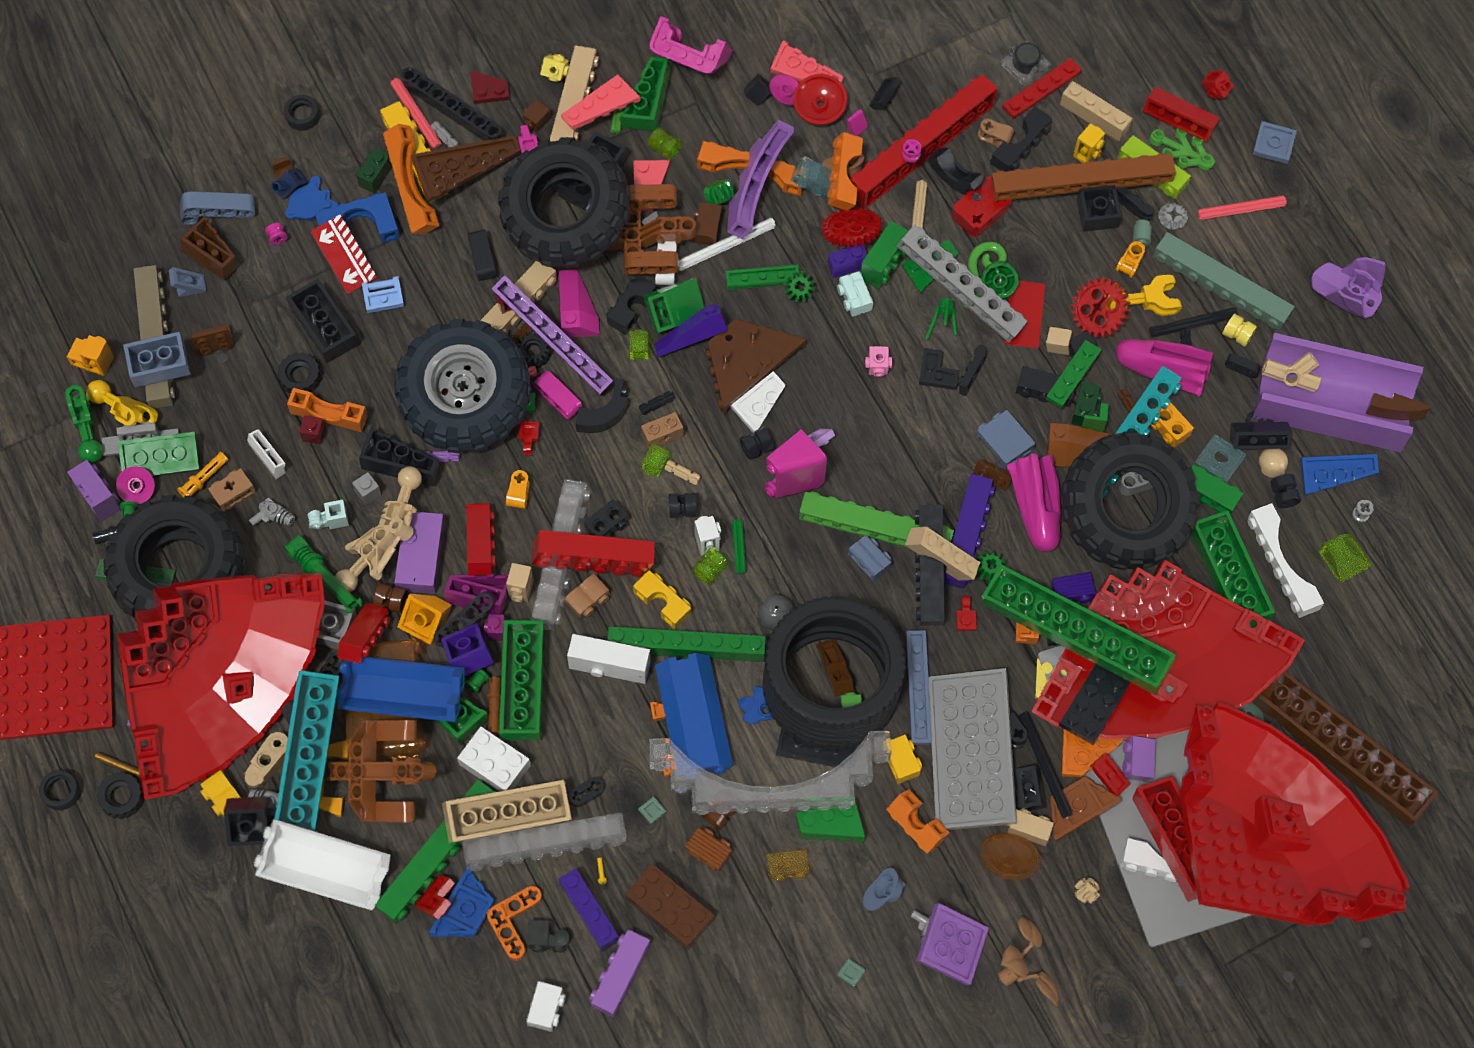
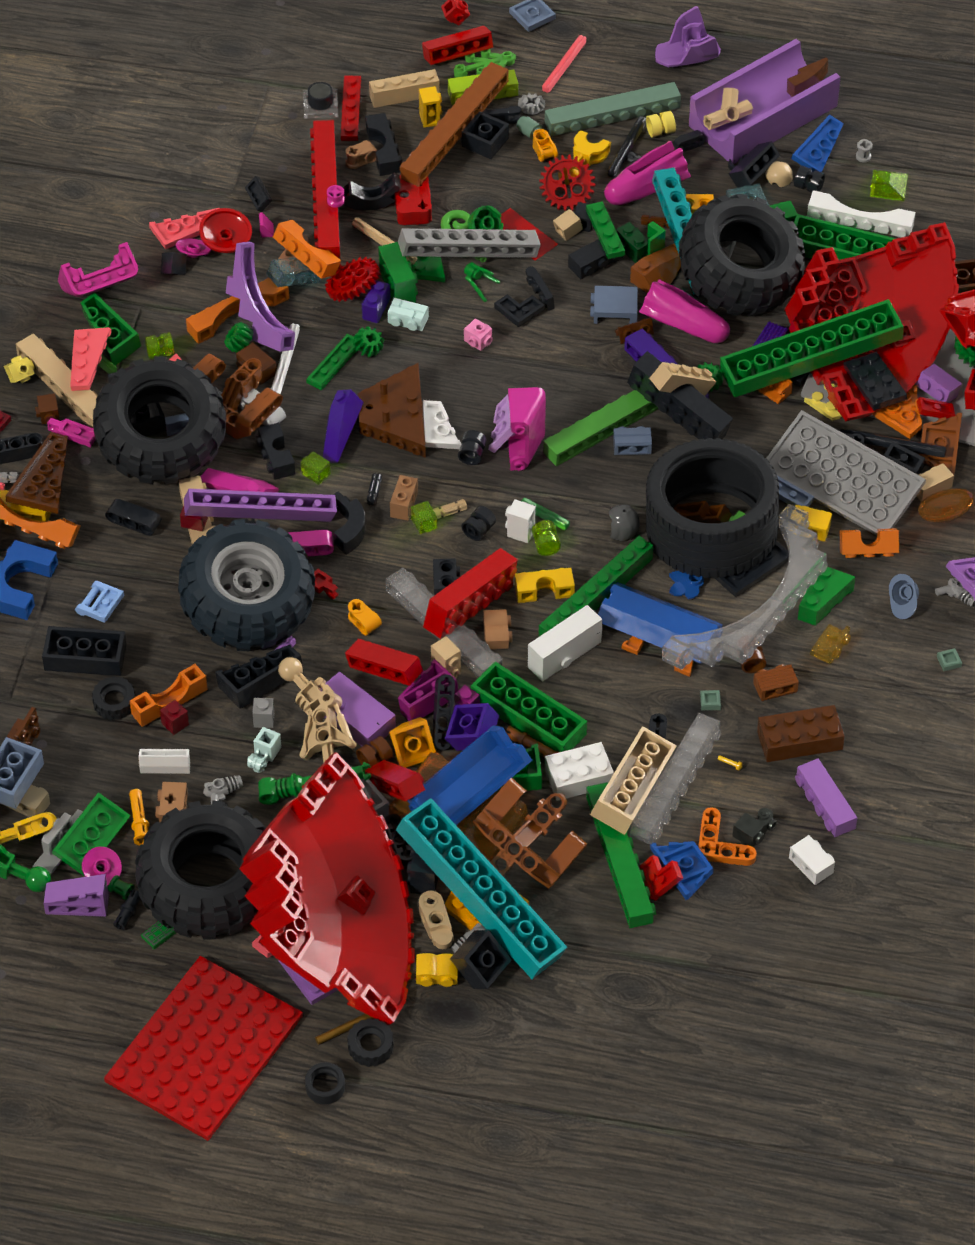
camera: 50 degrees left, 15 degrees down
(322, 864) = (568, 923): white panel -> none
(343, 254) = (39, 601): red sticker -> none
(588, 910) = (757, 785): dark purple brick -> none
(673, 304) = (305, 424): green slope -> none
(966, 618) = (739, 418): red plate -> none

